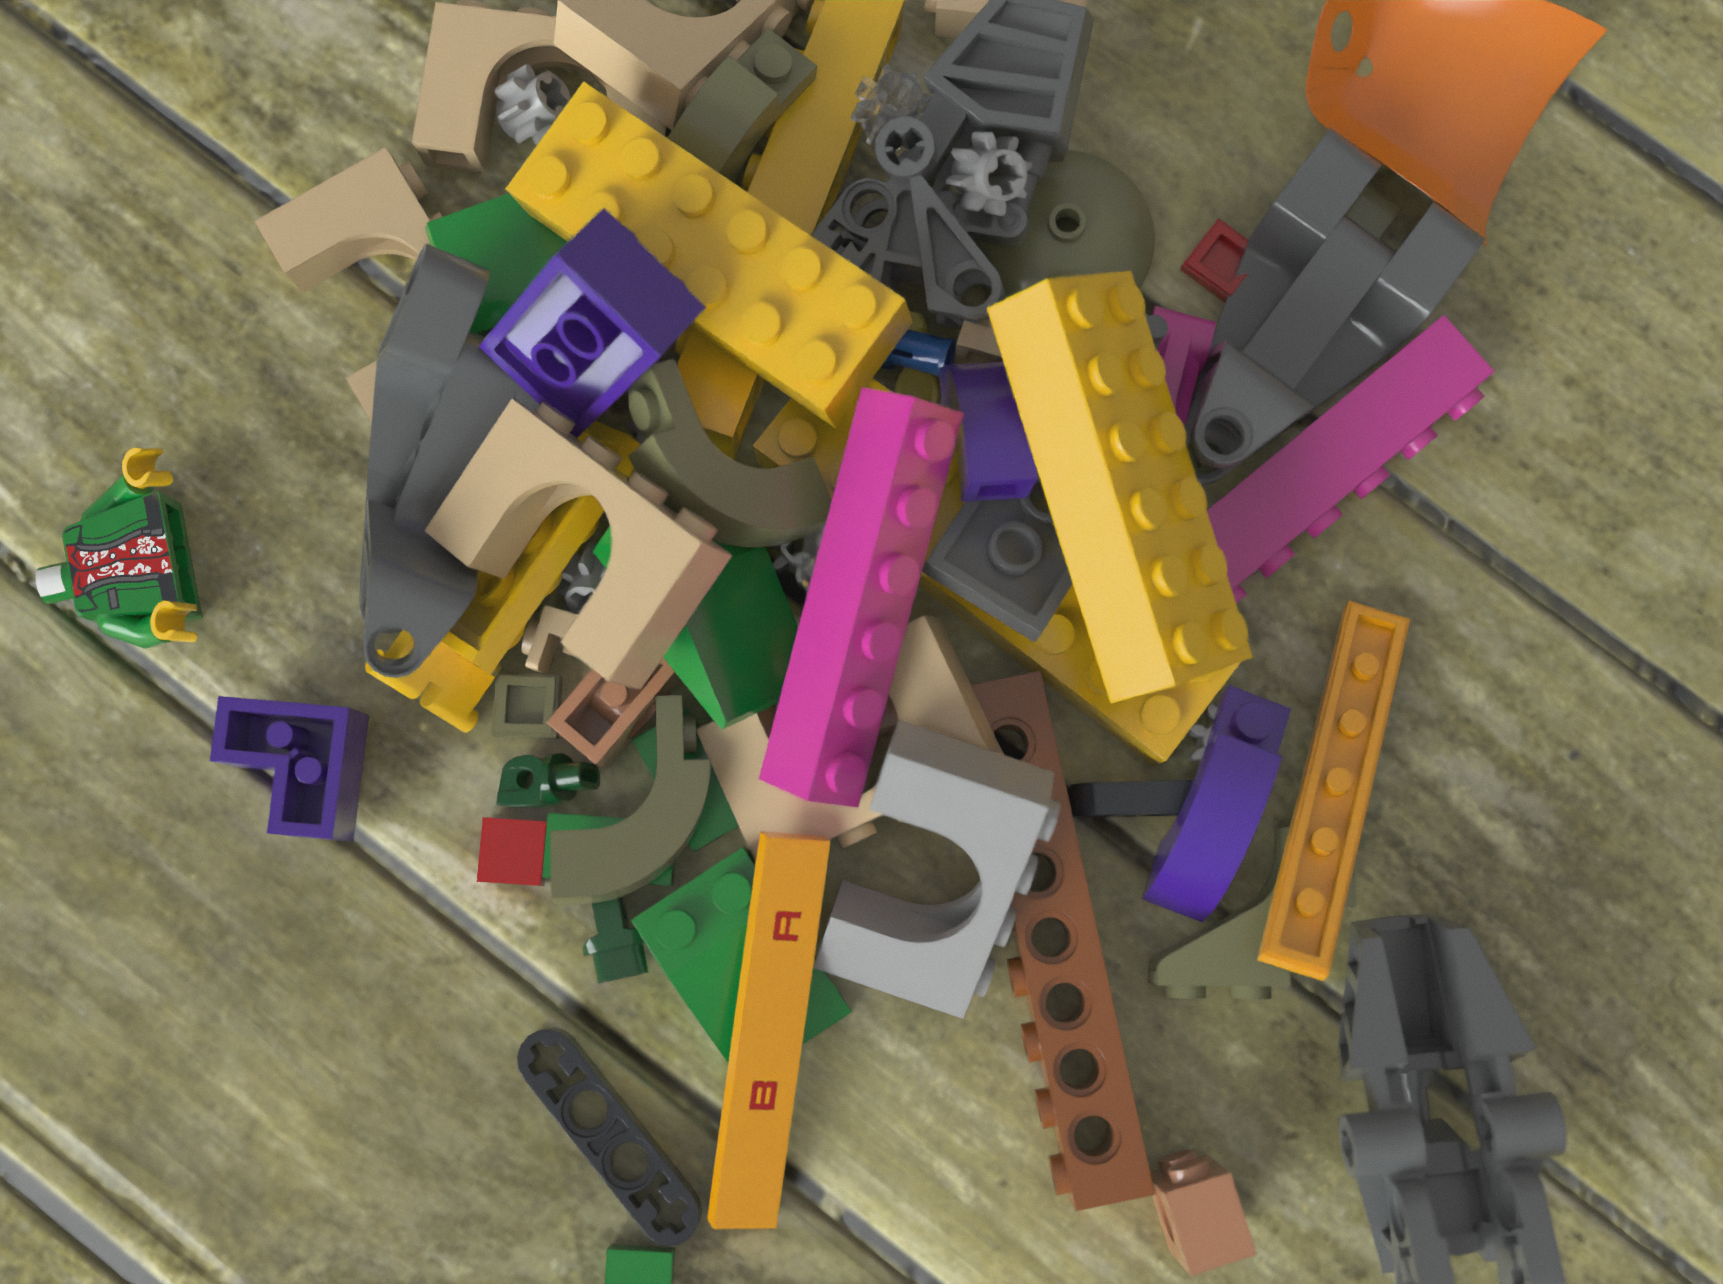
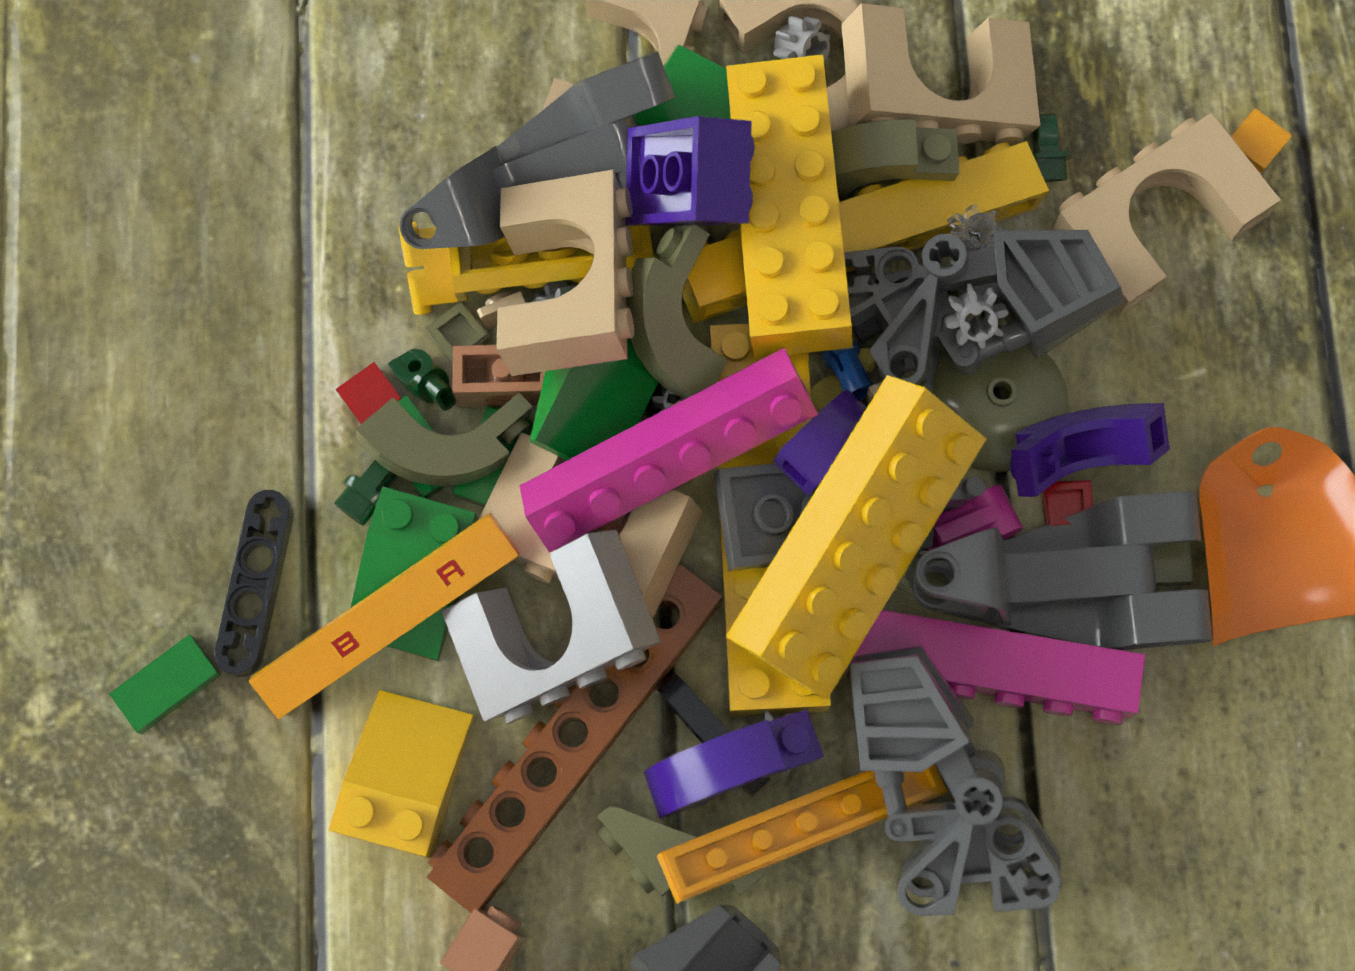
camera: 50 degrees right, 5 degrees down
(129, 560) = (355, 54): torso -> none
(314, 759) = (327, 243): dark purple brick -> none
(943, 1147) = (402, 774): none -> yellow slope
(1184, 181) = (1087, 440): none -> dark purple arch
(1349, 597) = (906, 724): none -> dark grey piece

